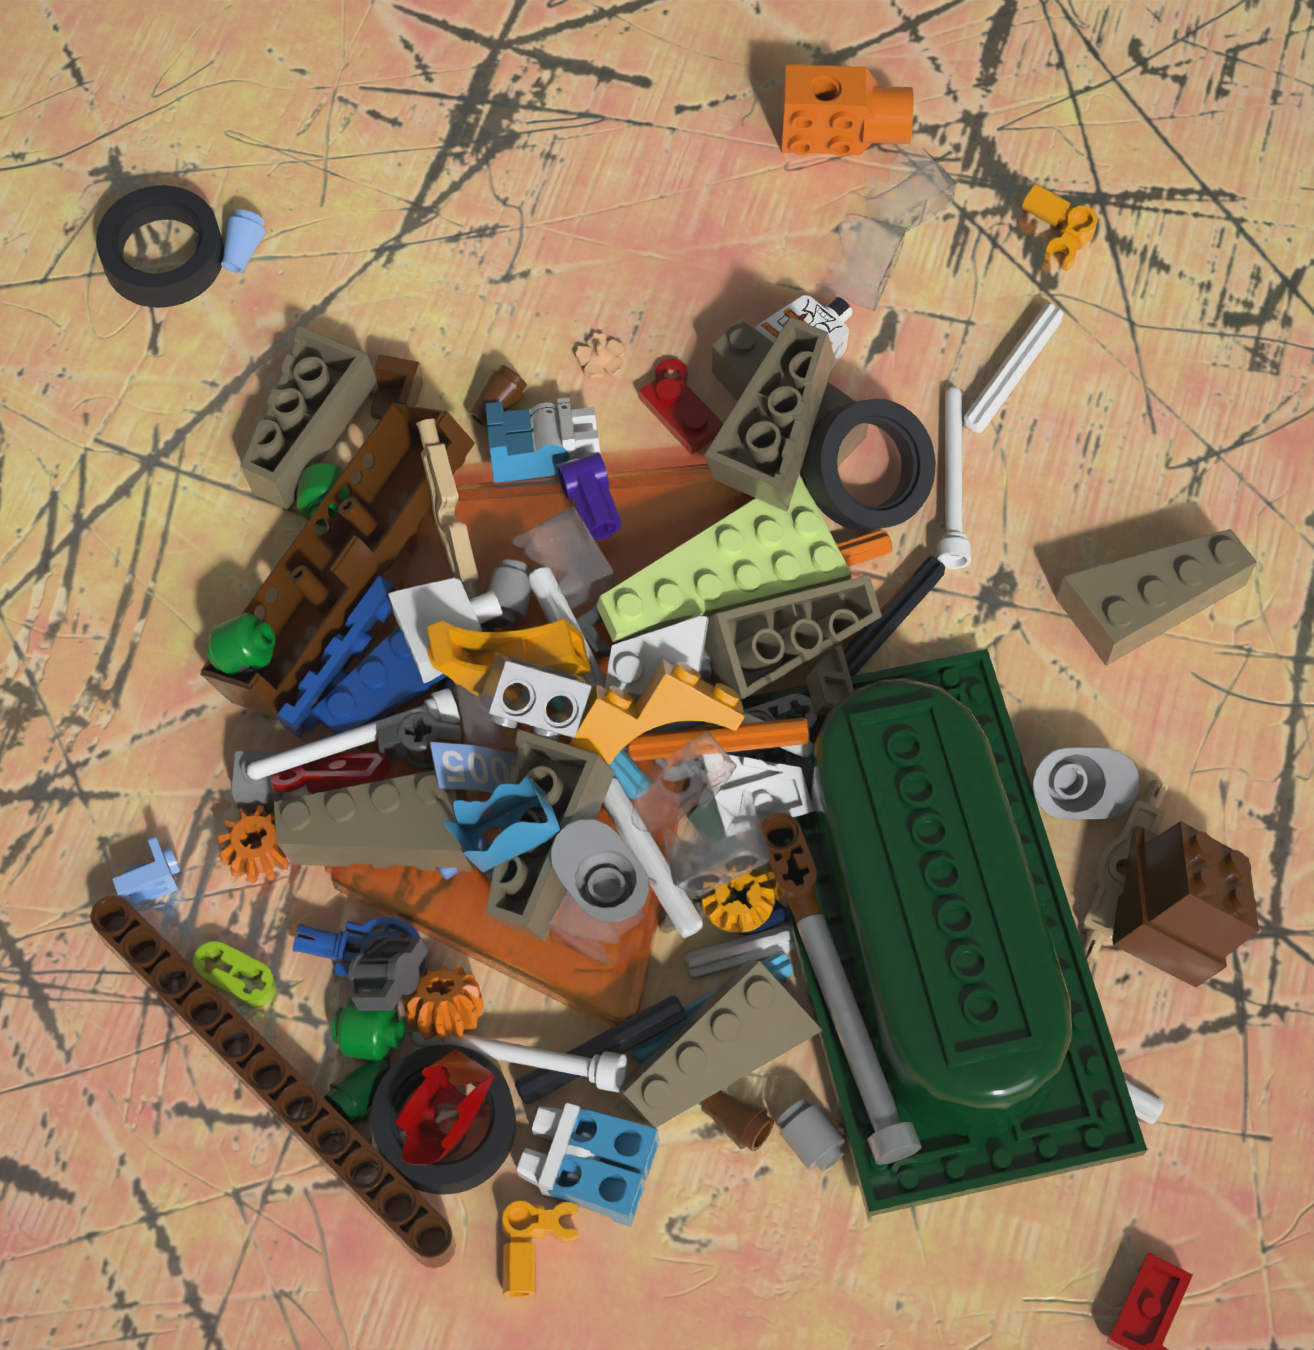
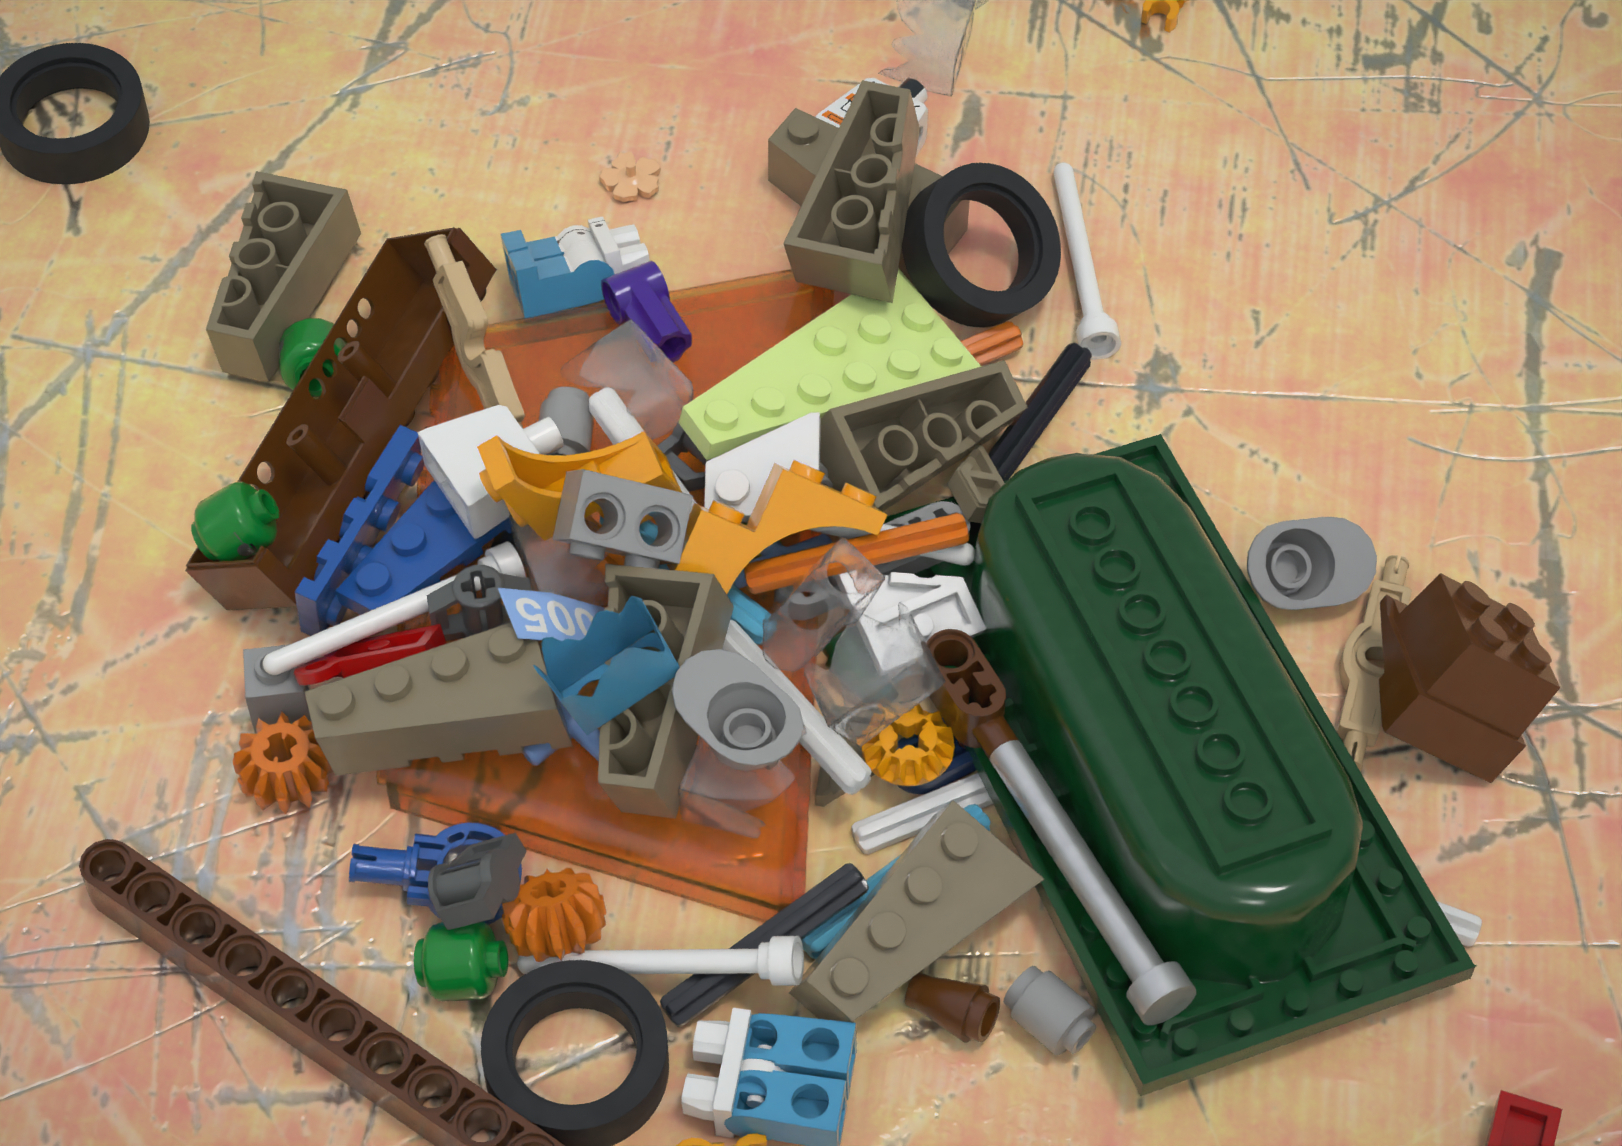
camera: 10 degrees left, 10 degrees down
(149, 881) = (153, 820): light blue bracket -> none
(239, 965) = (278, 915): lime beam -> none
(242, 238) = (171, 93): light blue cone -> none
(355, 1091) = (458, 1034): dark green cone -> none
(397, 381) = (382, 219): reddish brown panel -> none
(424, 1139) = (543, 1043): red piece -> none
(500, 386) = (513, 214): reddish brown cone -> none
(680, 407) = (736, 220): red hinge -> none
(1013, 368) = (1128, 137): white axle -> none
(1152, 592) = (1346, 350): dark tan wedge -> none

